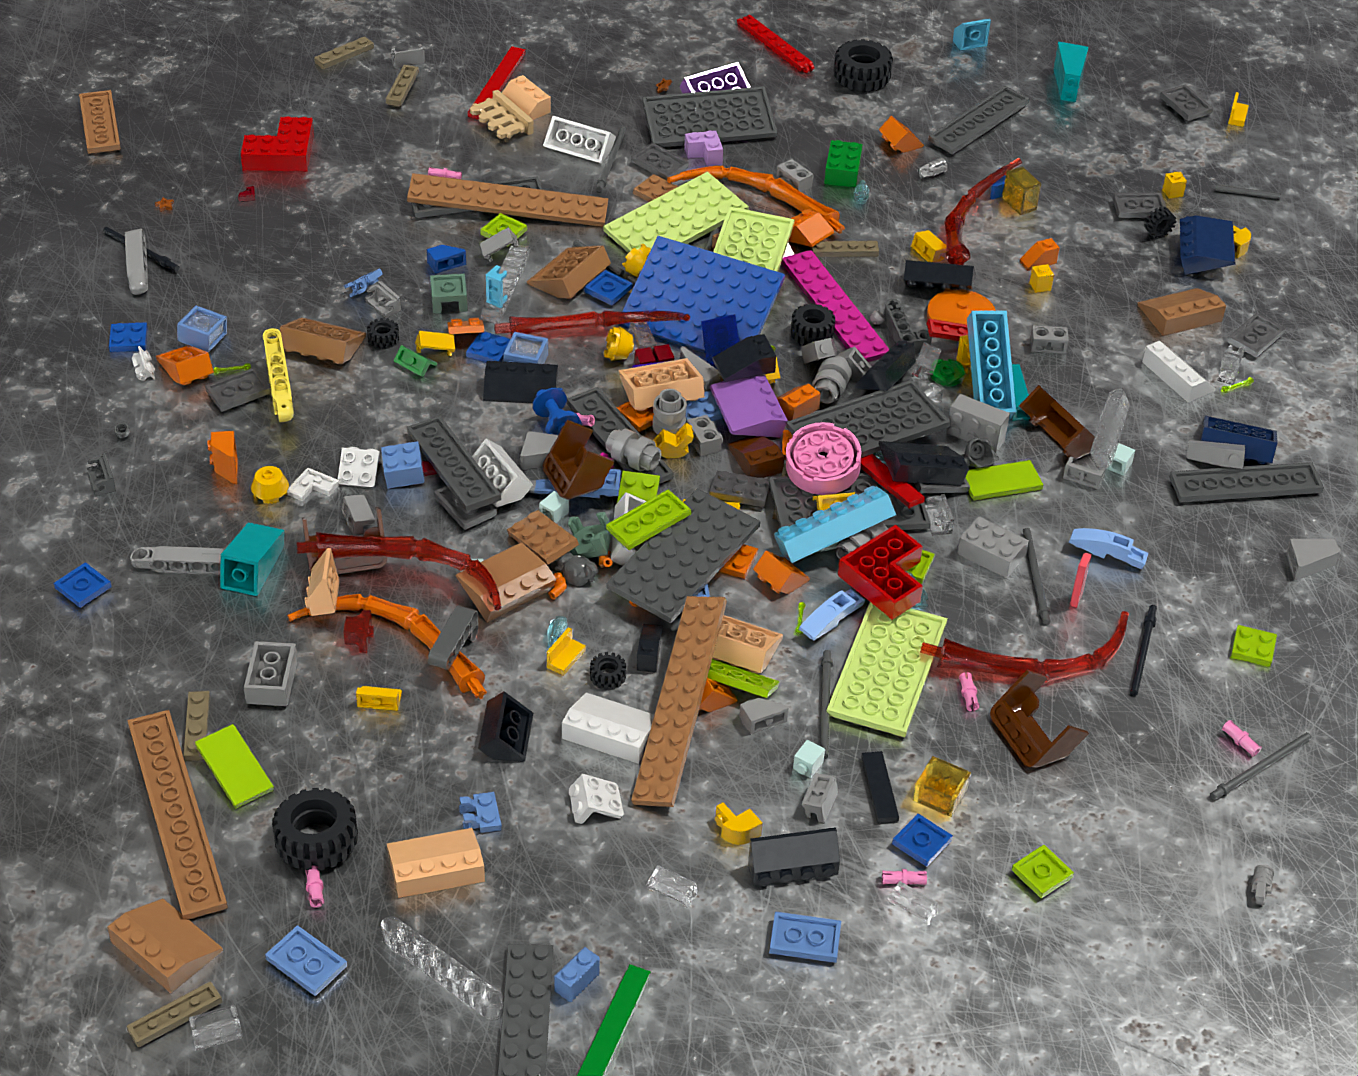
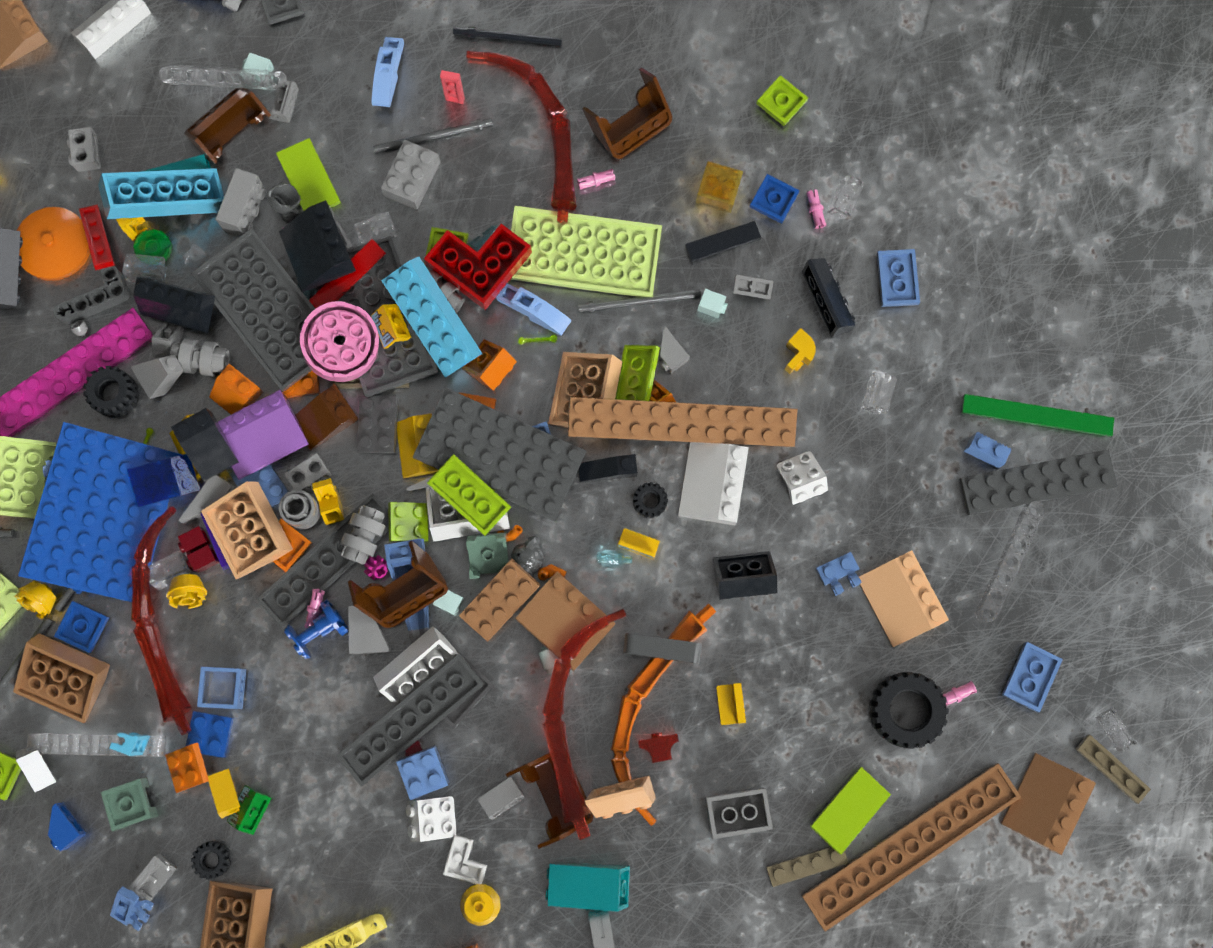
camera: 105 degrees left, 35 degrees up
(517, 381) = (266, 683): black slope -> none

